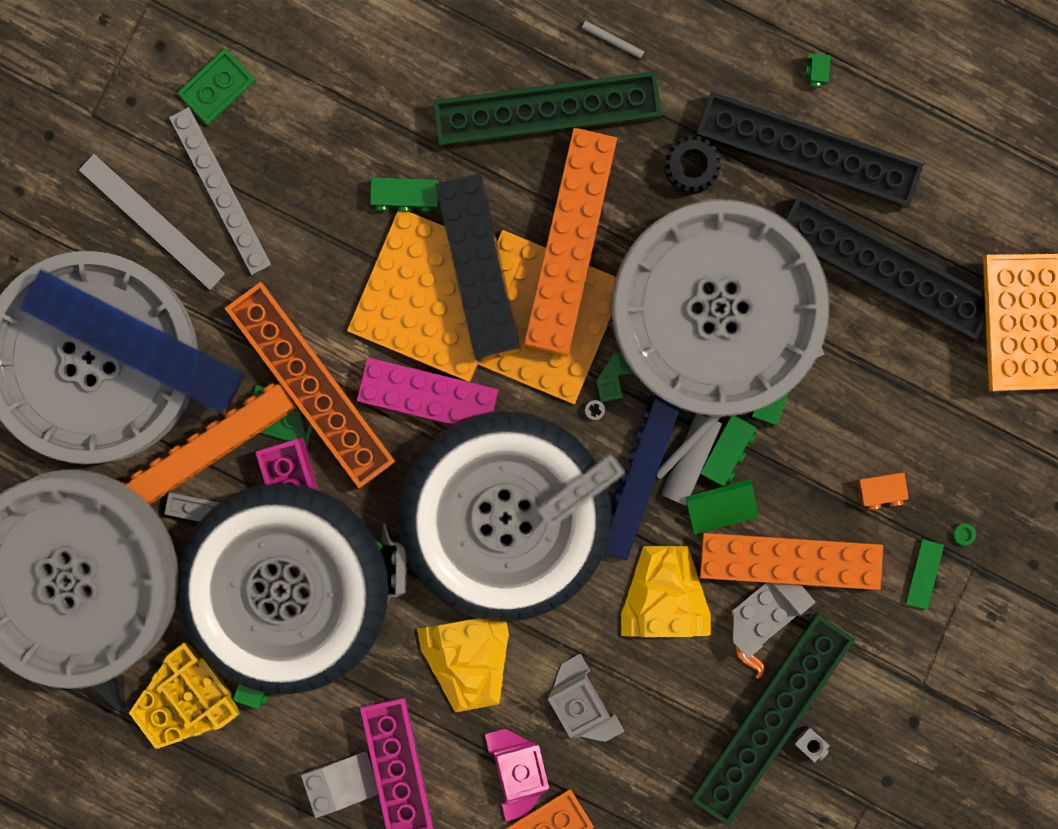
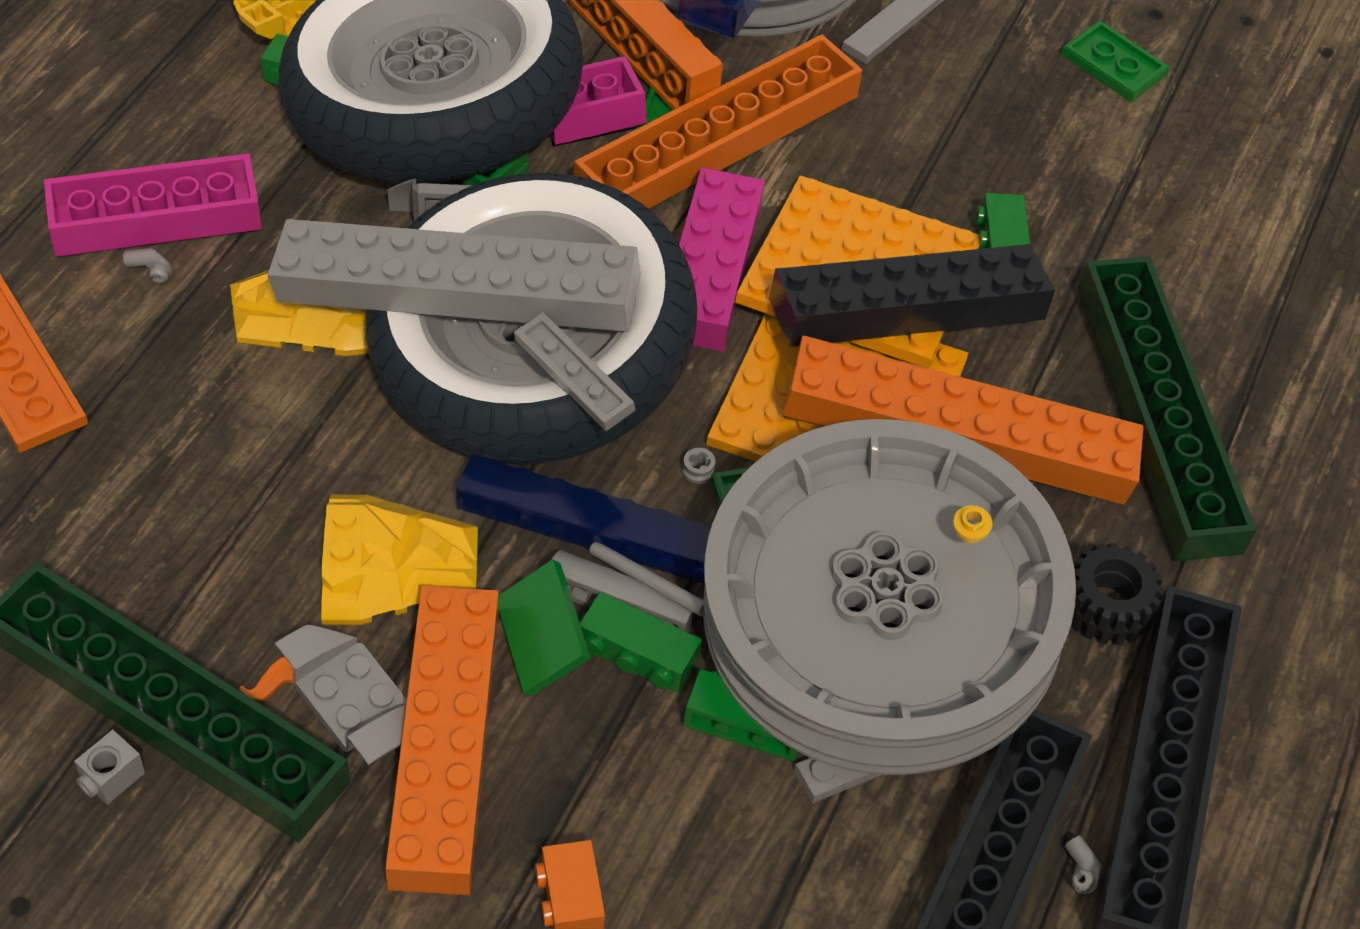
camera: 85 degrees right, 35 degrees down
(220, 191) = (973, 60): light grey plate -> none
(340, 784) = (135, 133): light grey slope -> none
(437, 766) = (159, 266): none -> light grey arm
(503, 565) = (455, 274): none -> light grey brick
(519, 771) = (123, 349): dark pink piece -> none
(580, 705) = (214, 427): light grey piece -> none
(606, 36) = (1285, 500): light grey bar -> none
(686, 259) = (972, 532): none -> yellow plate
(817, 70) = (1309, 788): green brick -> none
(866, 204) = (1088, 866): none -> light grey arm

